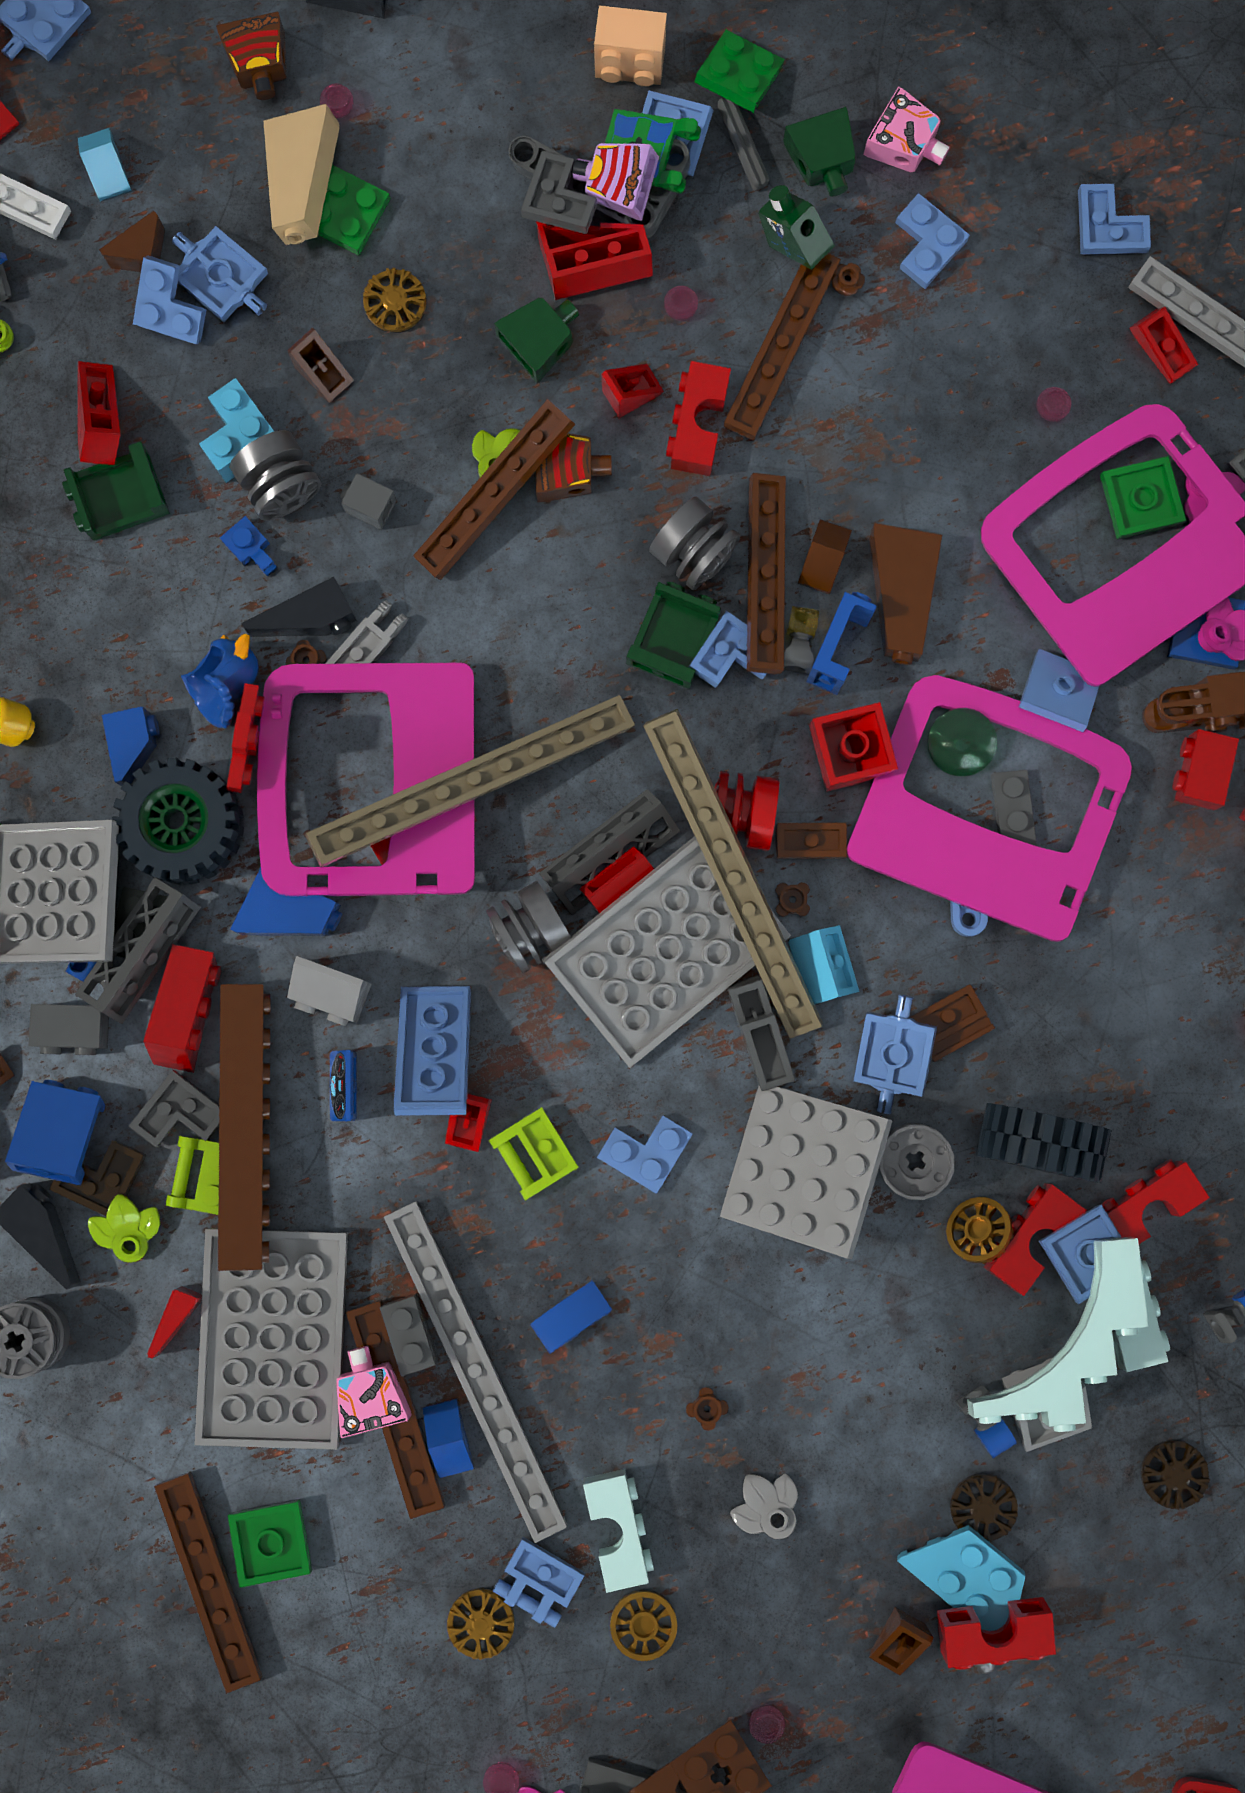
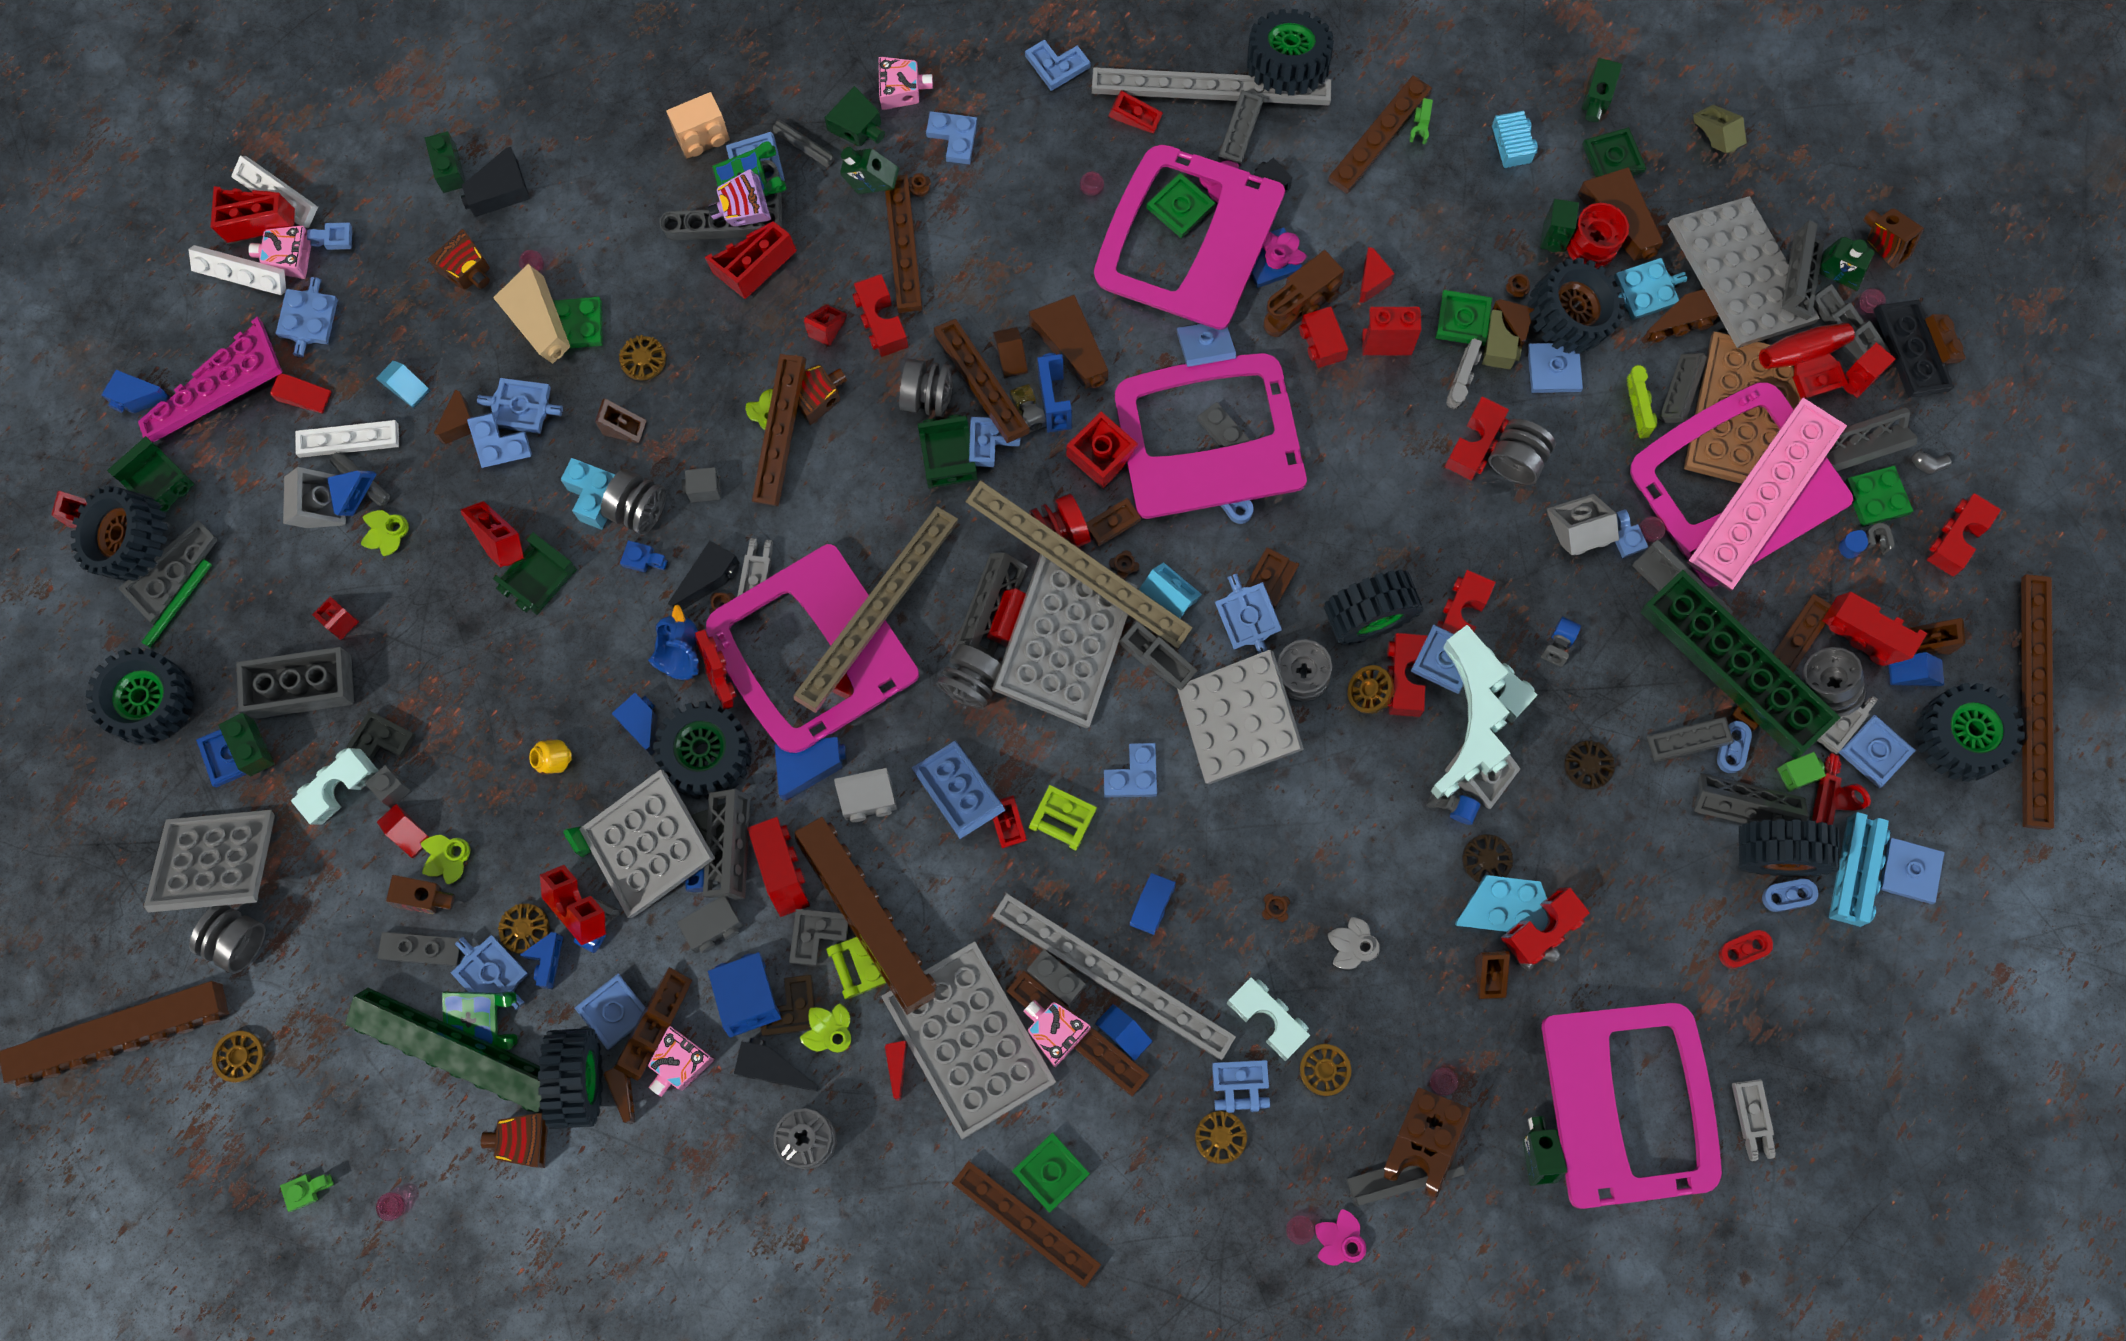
camera: 30 degrees left, 10 degrees down
(343, 1085) = (912, 852): slope -> none
(537, 334) = (747, 325): dark green torso -> none
(550, 200) = (705, 238): dark grey plate -> none
(681, 303) = (824, 256): clear pink plate -> none
(739, 71) = (774, 103): green plate -> none
(956, 725) = (1156, 417): clear green dish -> none

